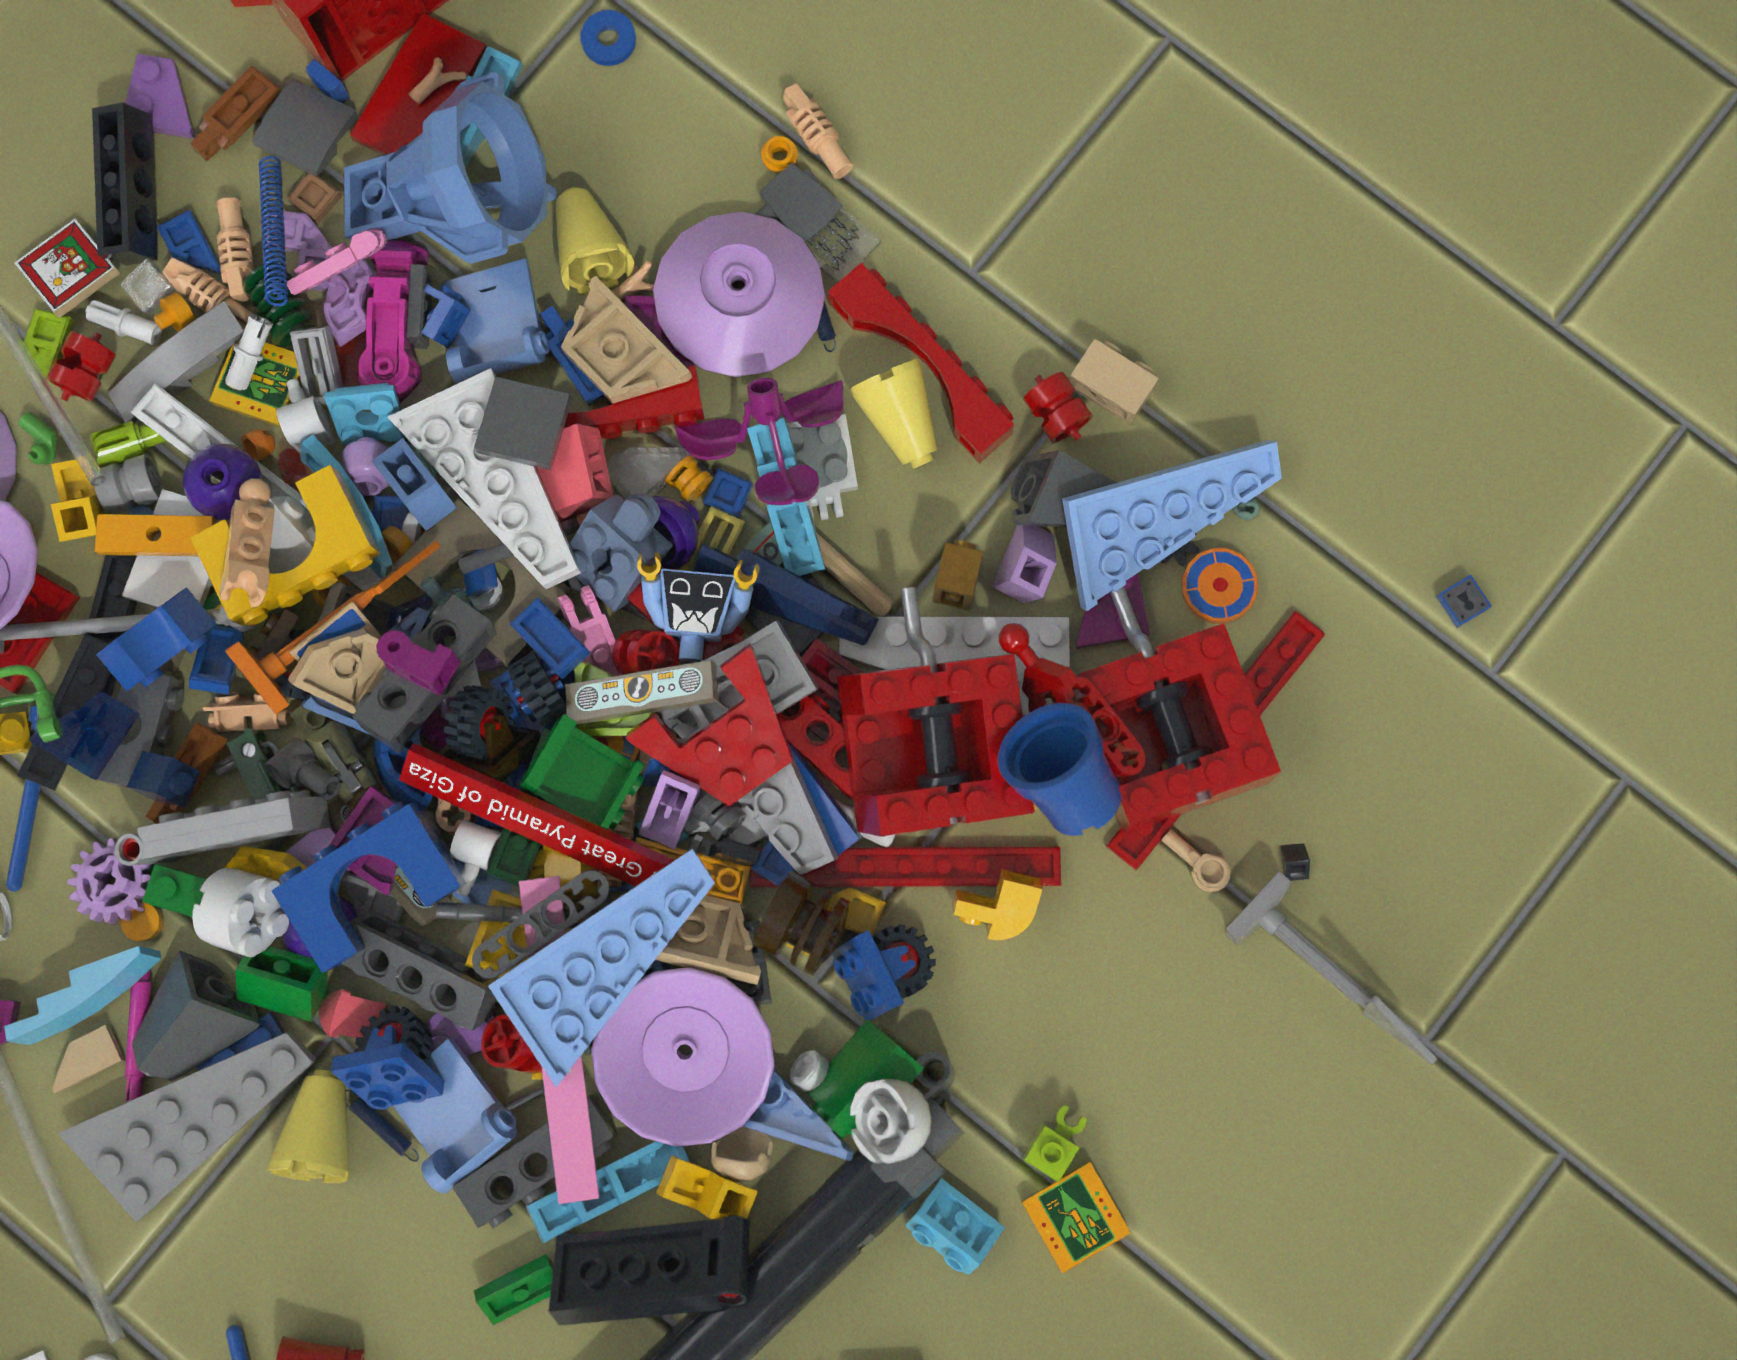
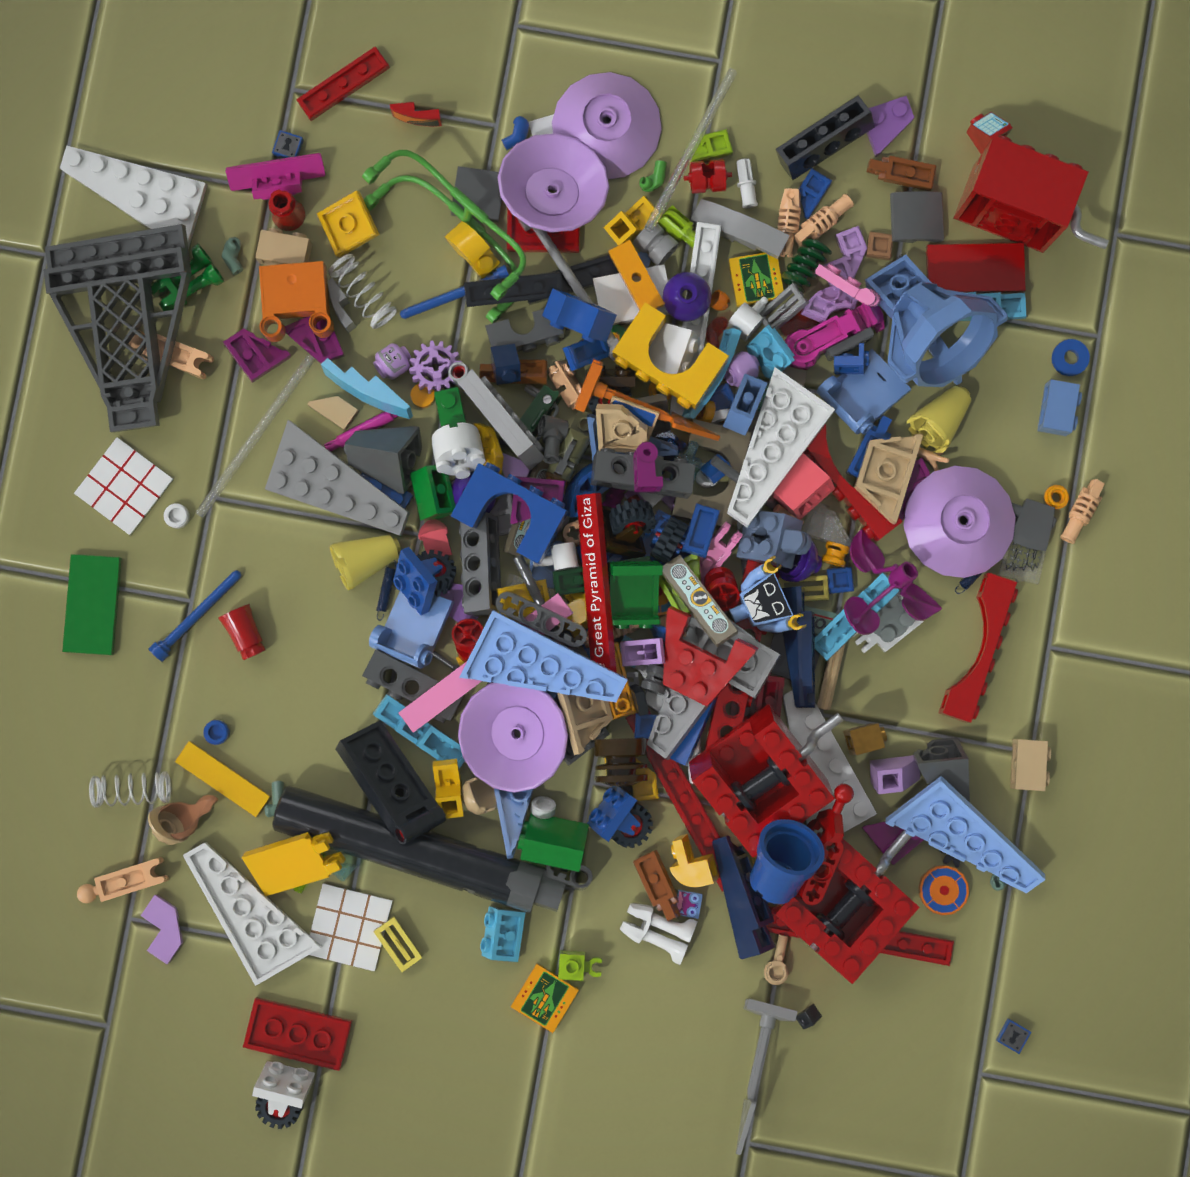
camera: 60 degrees right, 5 degrees up
(66, 268) = (759, 133): tile -> none
(67, 937) = (392, 361): none -> lavender head
(91, 734) = (508, 312): clear blue wing -> none
(147, 286) = (774, 185): clear tile -> none
(174, 313) = (767, 209): light orange tile -> none
(248, 352) = (768, 266): white axle -> none
(249, 543) = (660, 337): light nougat plate -> none
(264, 221) = (828, 244): blue piece -> none
(327, 82) = (950, 213): blue tile -> none
(433, 80) = (987, 274): light nougat bar -> none
(516, 1290) = (341, 714): green plate -> none
(523, 423) = (813, 447): dark grey tile -> none
(664, 85) = (1059, 407): none -> medium blue brick
(890, 1120) = (540, 870): white cylinder -> none
(900, 411) = (941, 653): light yellow cone -> none
(1003, 968) = (658, 884): none -> dark orange hinge
(1052, 941) = (689, 903): none -> tile
(1059, 409) = (995, 742): red wheel -> none
(1093, 861) = (746, 908): none -> dark blue wedge
(1103, 993) = (682, 930): none -> white piece

